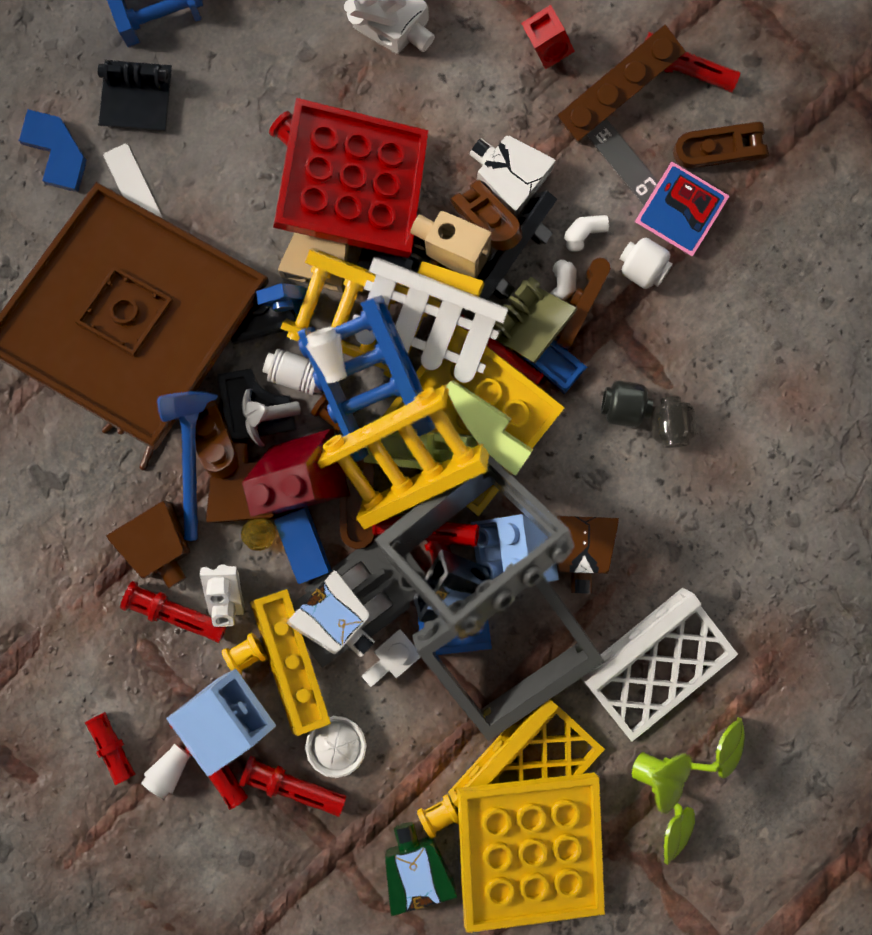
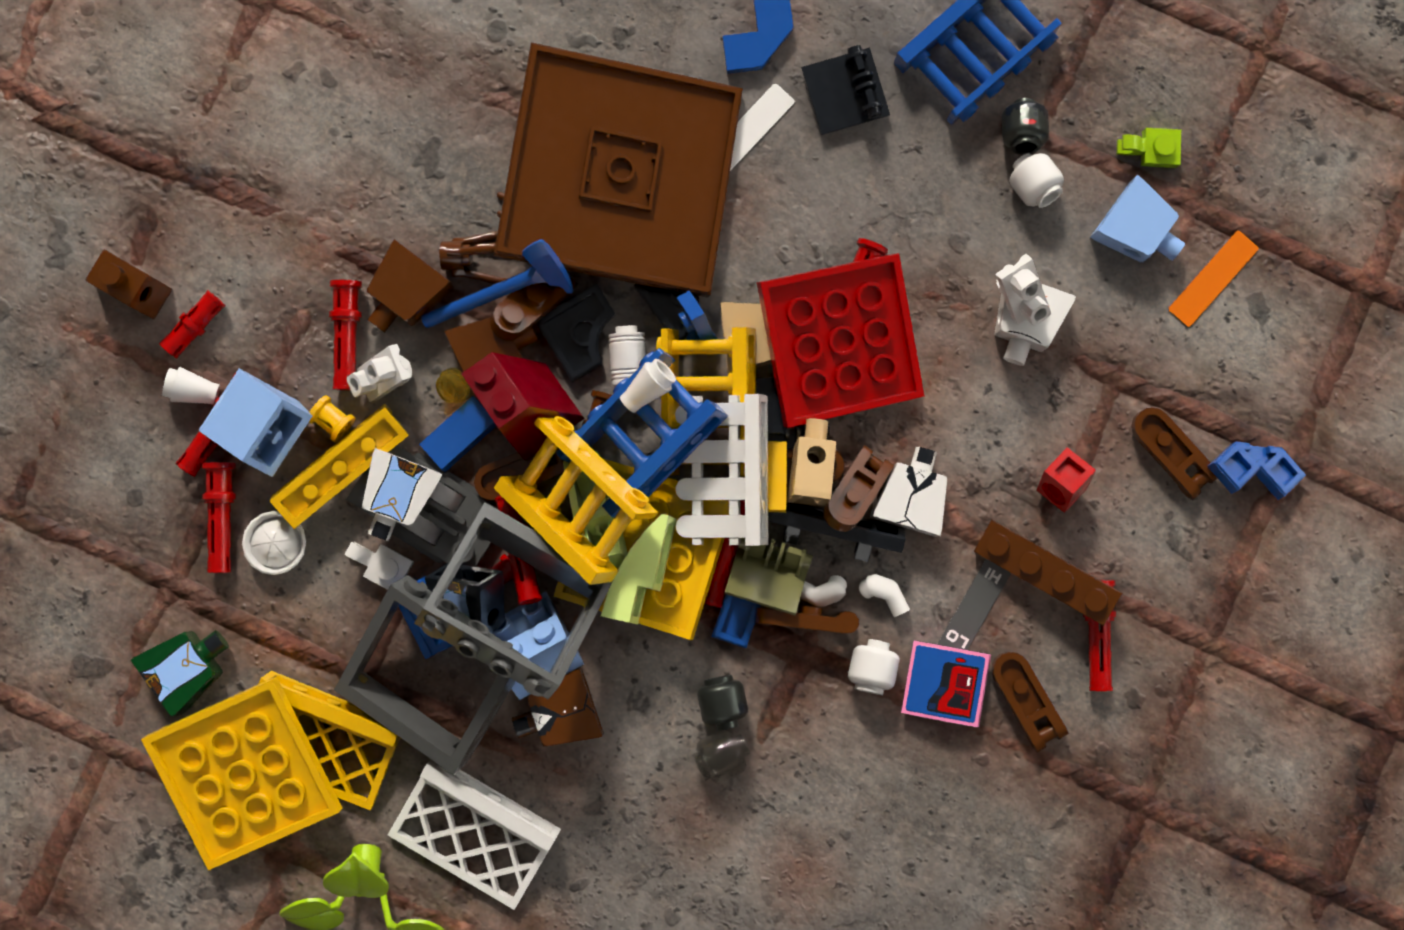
camera: 70 degrees right, 0 degrees up
(47, 793) = (127, 283): none -> reddish brown torso
(143, 486) = (459, 253): none -> reddish brown plant
(257, 413) = (568, 339): light grey plant -> none
(438, 816) = (243, 669): yellow bush -> none

